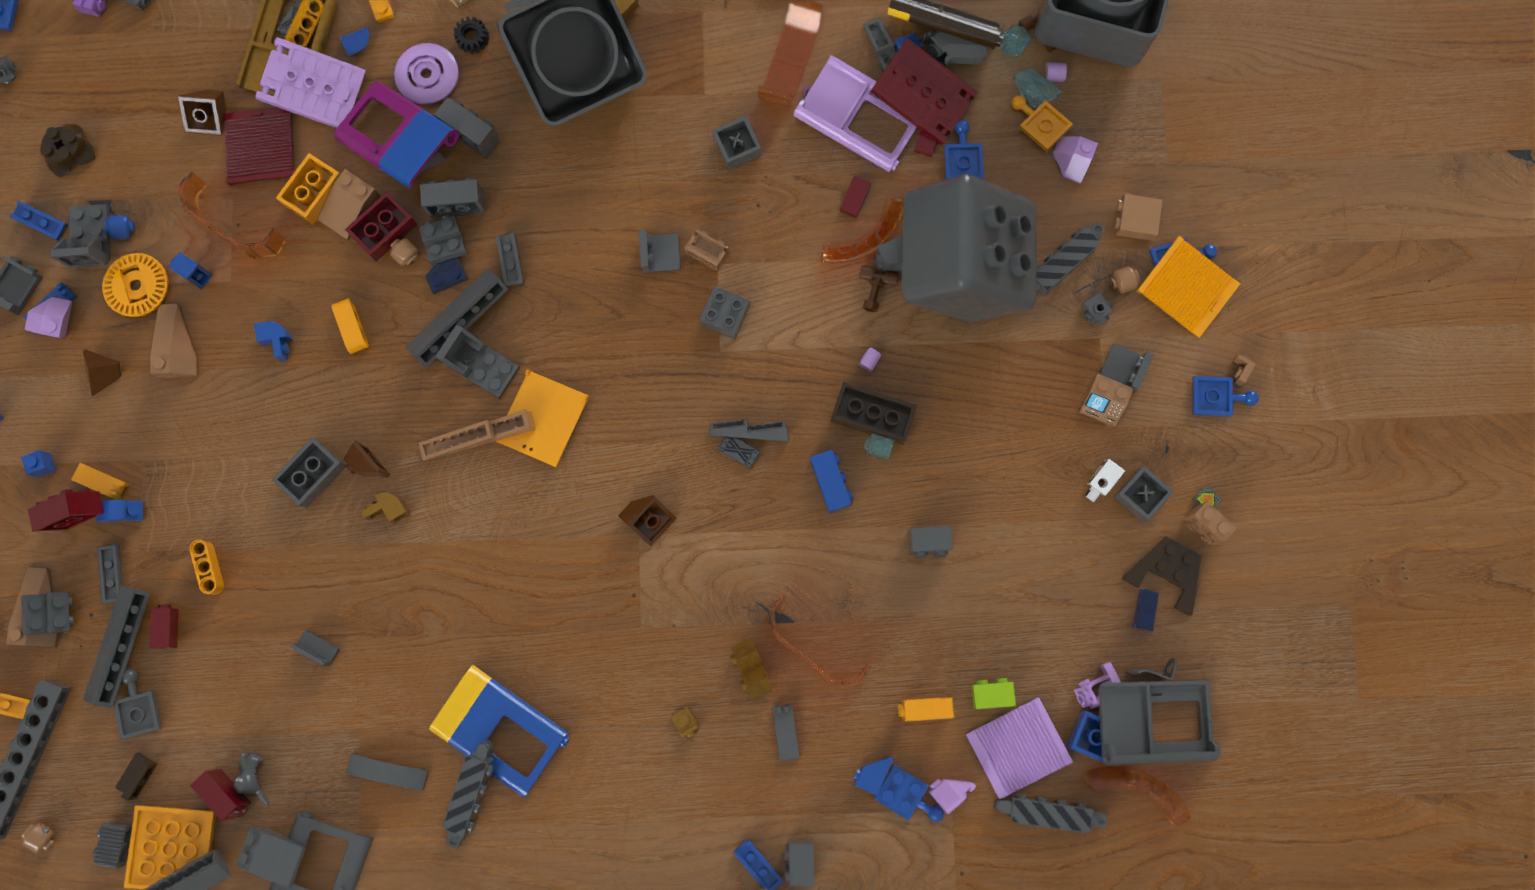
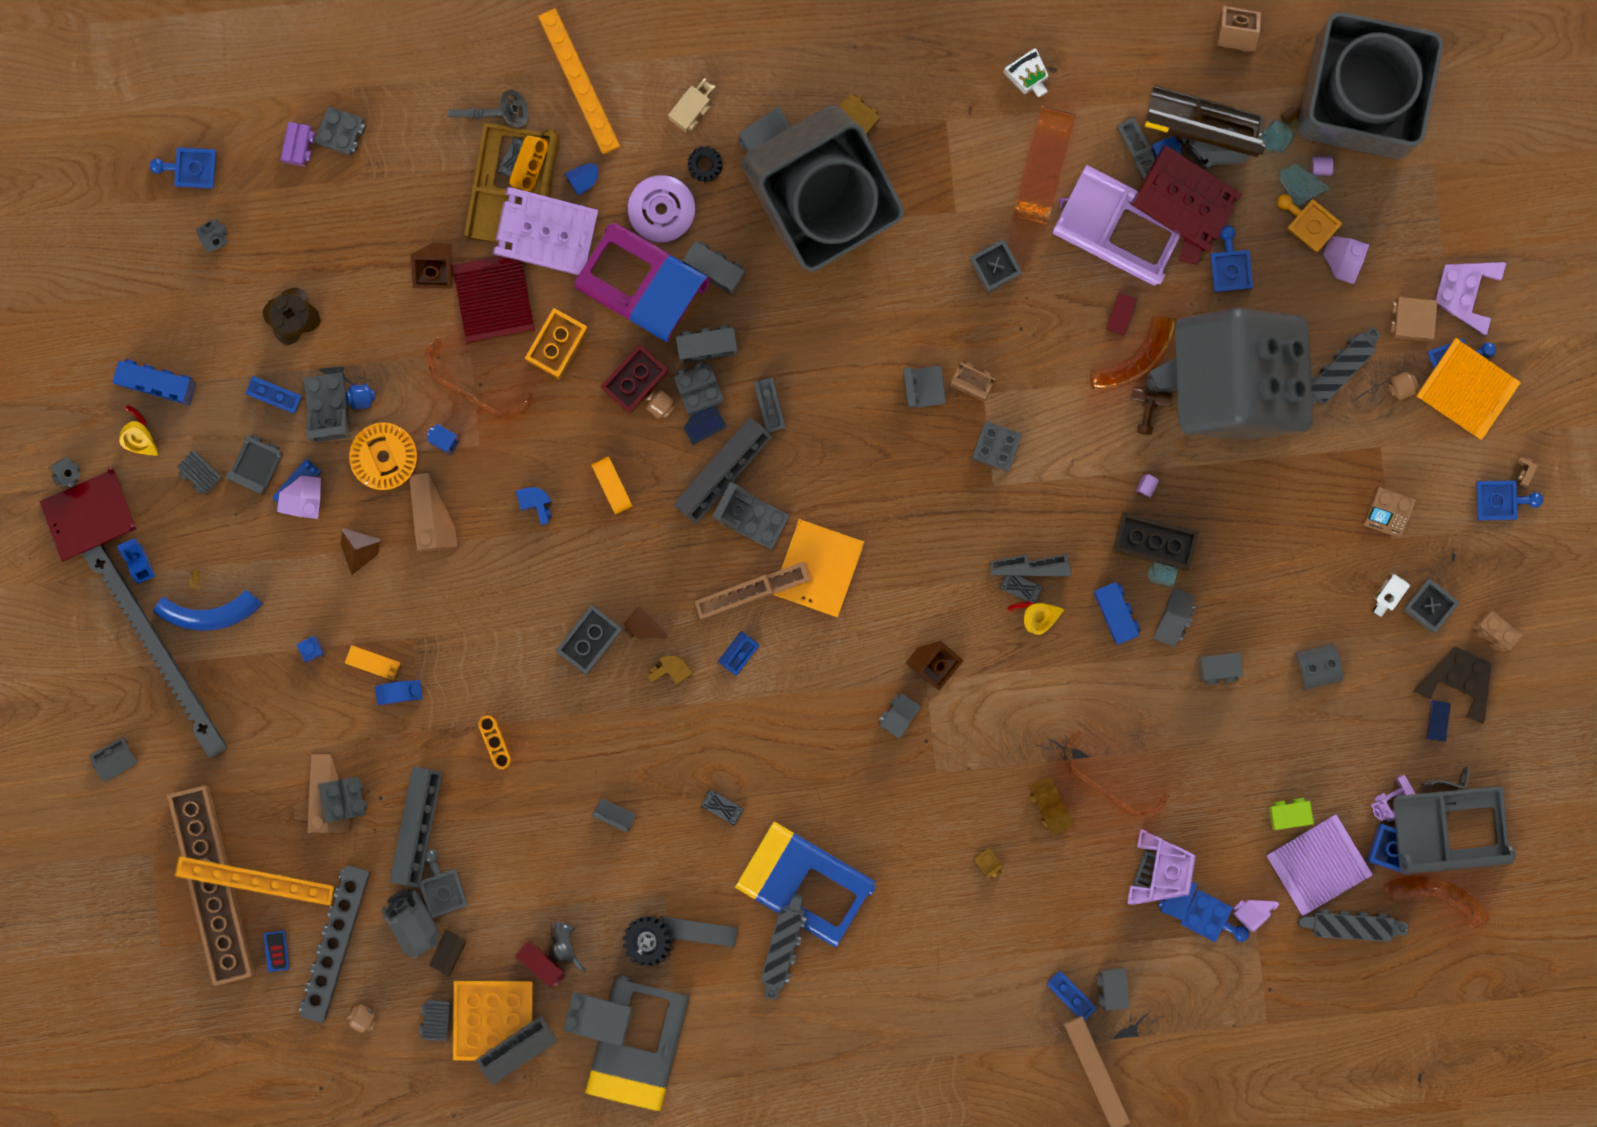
camera: 10 degrees left, 5 degrees up
(65, 510) = (352, 695): dark red brick -> none
(97, 743) = (411, 923): none -> dark grey brick
(110, 572) = (396, 755): dark grey tile -> none
(163, 627) = (460, 805): dark red brick -> none
(324, 776) = (639, 943): none -> black wheel
(346, 202) = (594, 357): medium nougat slope -> none
(424, 647) = (722, 807): none -> tile
(456, 496) = (738, 653): none -> blue slope
(607, 569) = (899, 716): none -> dark grey brick
(753, 479) = (1039, 616): none -> yellow piece
(785, 732) = (1088, 865): dark grey hinge -> none
(833, 758) = (1147, 855): none -> dark grey slope
(867, 747) = (1171, 871): none -> lavender wing
(889, 487) = (1175, 618): none -> dark grey brick
(926, 709) = (1226, 833): light orange window -> none
(1029, 547) = (1319, 666): none -> dark grey brick
(1096, 309) = (1380, 414): dark grey brick -> none
(1126, 366) = (1407, 476): dark grey bracket -> none
(1183, 194) = (1459, 289): none -> lavender wing
(1209, 495) = (1496, 604): tile -> none

